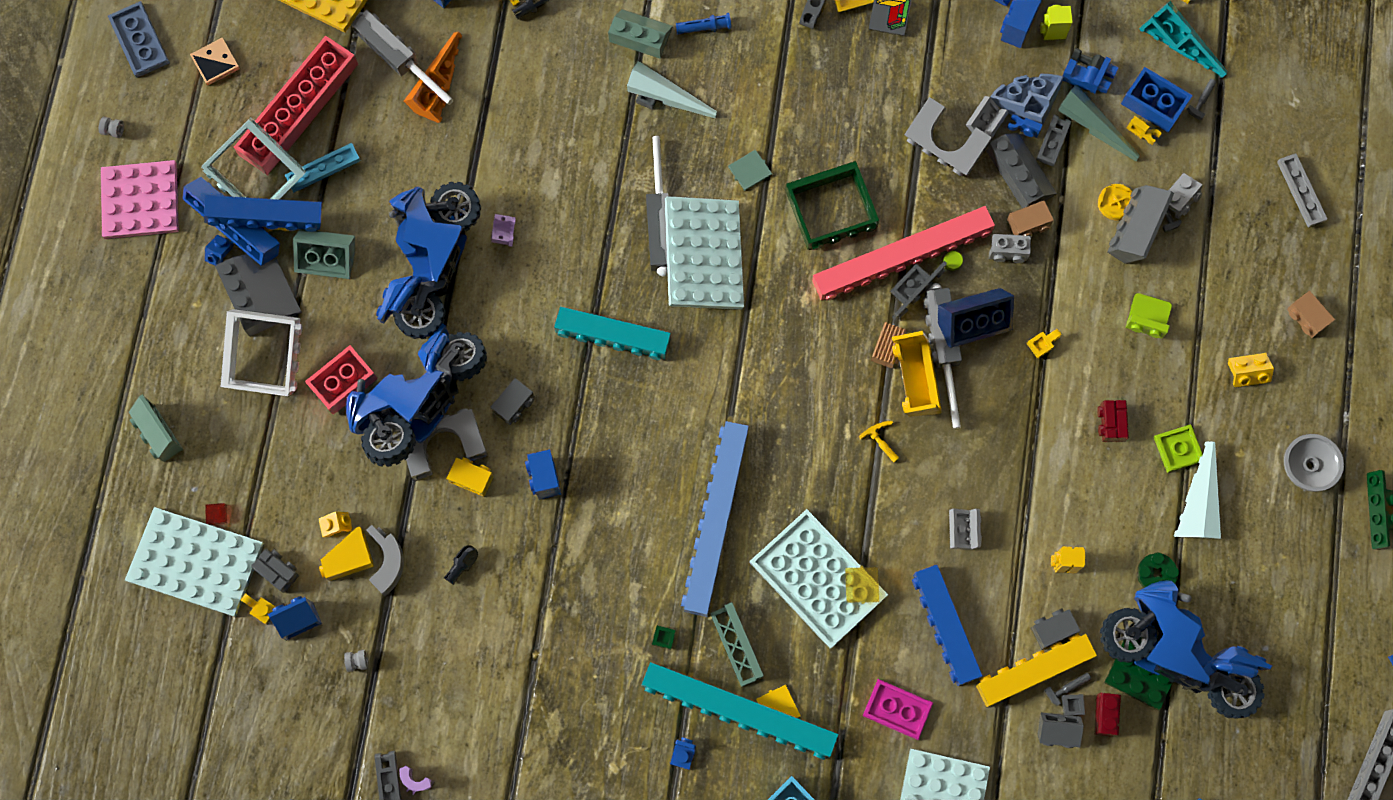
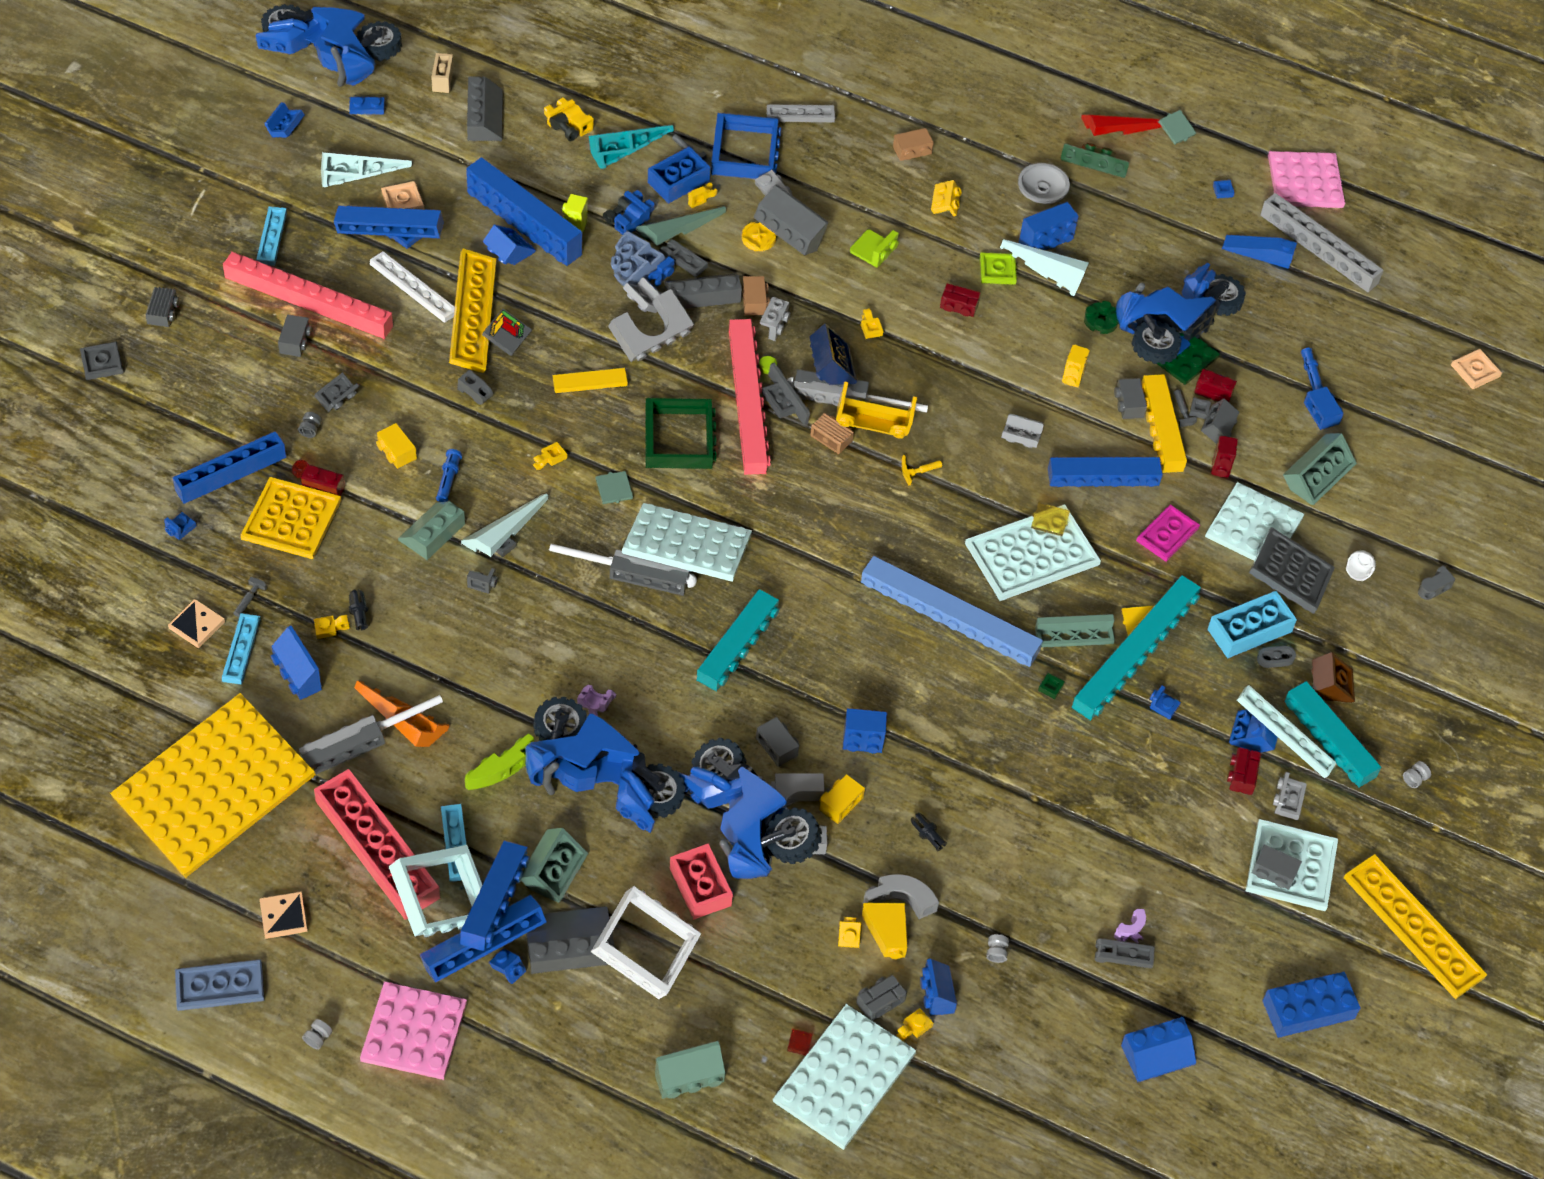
camera: 80 degrees left, 20 degrees down
(405, 173) = (495, 768): none -> lime slope
(597, 96) = (481, 582): none -> dark grey bracket
(761, 103) = (551, 454): none -> yellow plate
(866, 107) = (589, 380): none -> yellow tile
(1009, 744) = (1224, 456): none -> dark red brick
(1223, 122) = (748, 124): none -> blue window
(1248, 484) = (1049, 227): none -> blue brick
(1336, 726) = (1266, 249): none -> blue wedge

